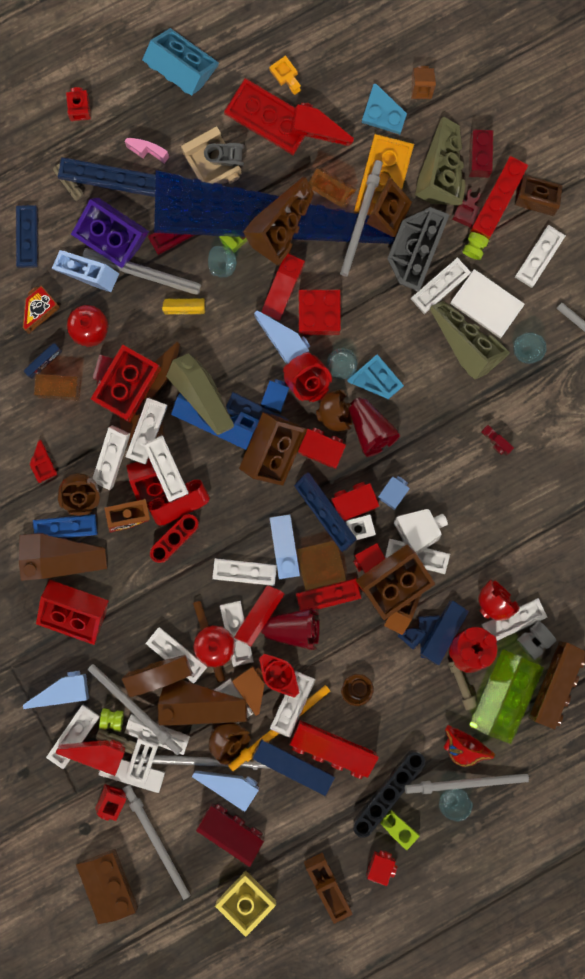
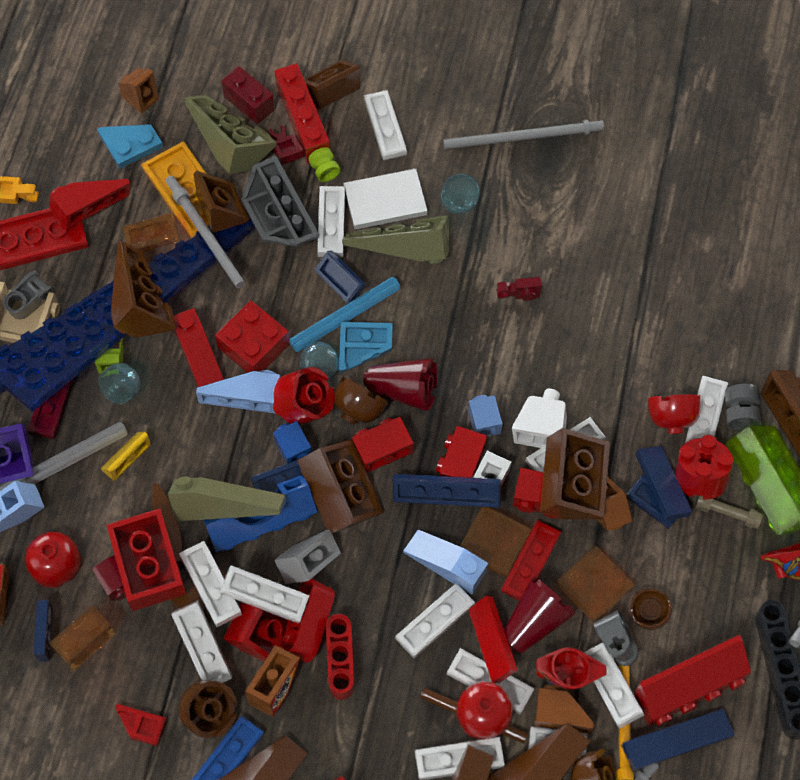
camera: 45 degrees left, 20 degrees down
(213, 469) = (307, 557): none -> light grey slope
(323, 681) = (617, 638): none -> dark grey piece
(347, 644) = (595, 584): none -> clear orange plate
(387, 350) = (344, 314): none -> dark azure axle
(407, 325) = (339, 277): none -> dark blue tile
(413, 637) = (642, 515): dark blue tile -> none

